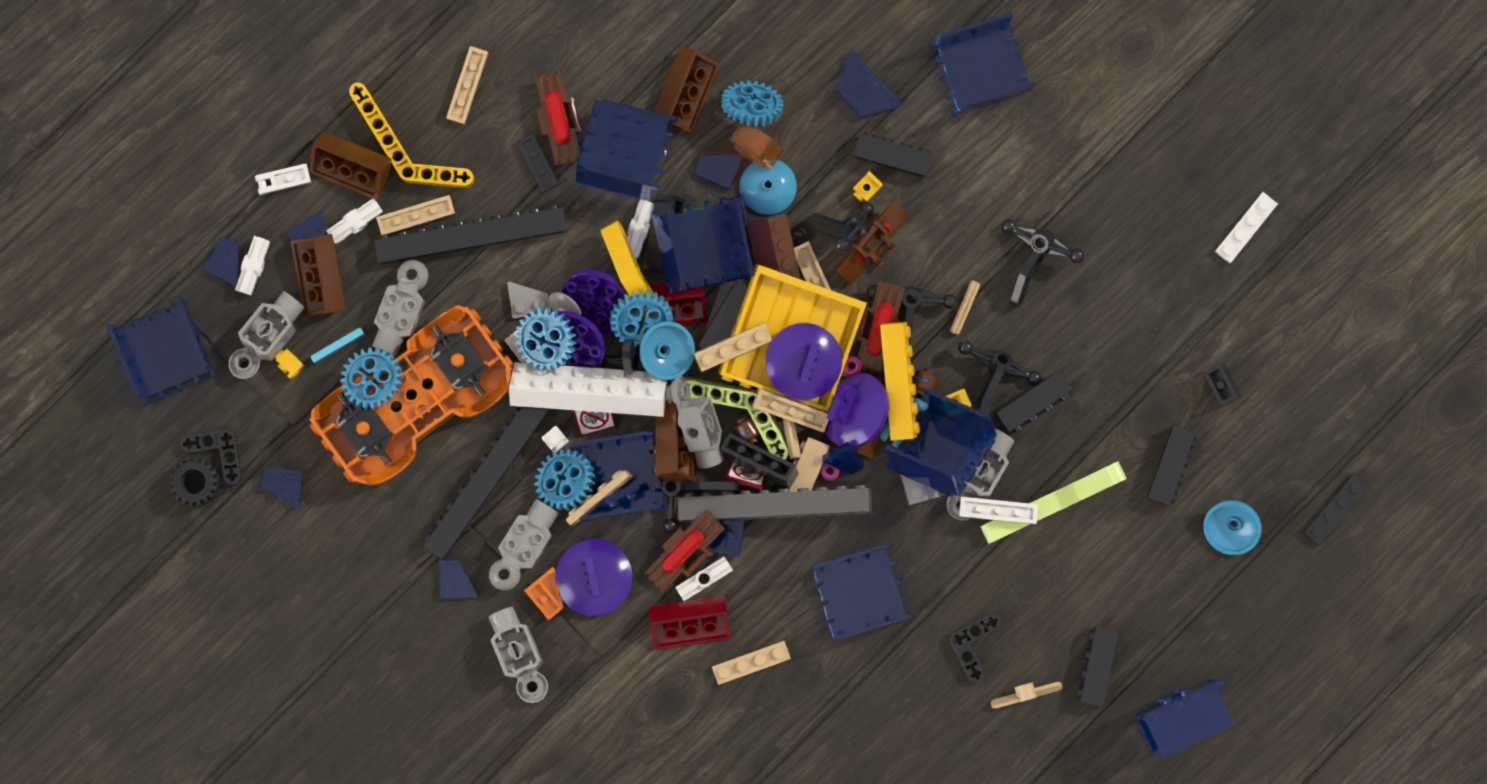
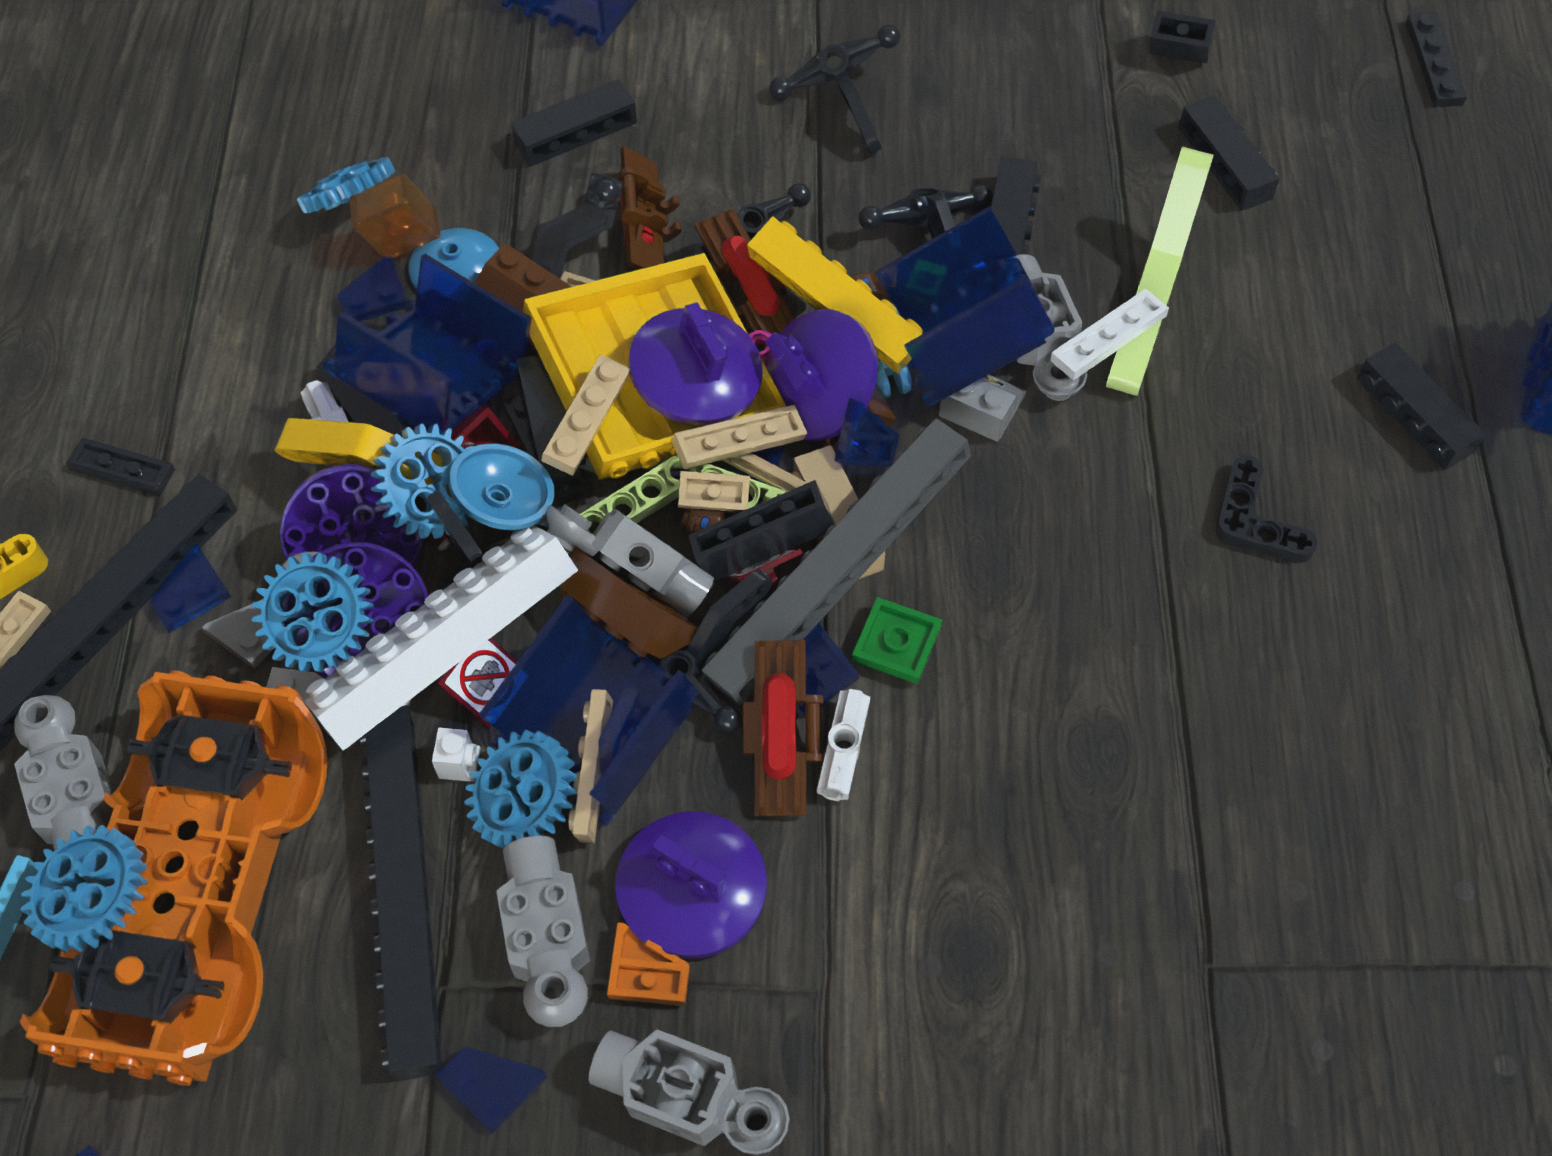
camera: 45 degrees left, 25 degrees down
(516, 257) = (189, 591): none -> clear blue wing
(554, 119) = (100, 392): reddish brown piece -> none
(623, 149) = (222, 340): clear blue windscreen -> none
(687, 88) = (248, 245): reddish brown slope -> none
(689, 622) = (885, 818): dark red slope -> none
(751, 662) = (1020, 795): tan plate -> none
(755, 426) = (713, 491): none -> tan plate
(769, 555) = (897, 640): none -> green plate
(826, 476) = (861, 474): dark pink plate -> none
(860, 592) = (1054, 575): clear blue windscreen -> none
(863, 89) = (472, 93): clear blue wing -> none
(872, 181) = (576, 170): yellow brick -> none
(964, 307) = (823, 197): tan axle -> none
(1024, 693) = (1381, 509): tan piece -> none
(1227, 536) = (1381, 135): dark azure dish -> none

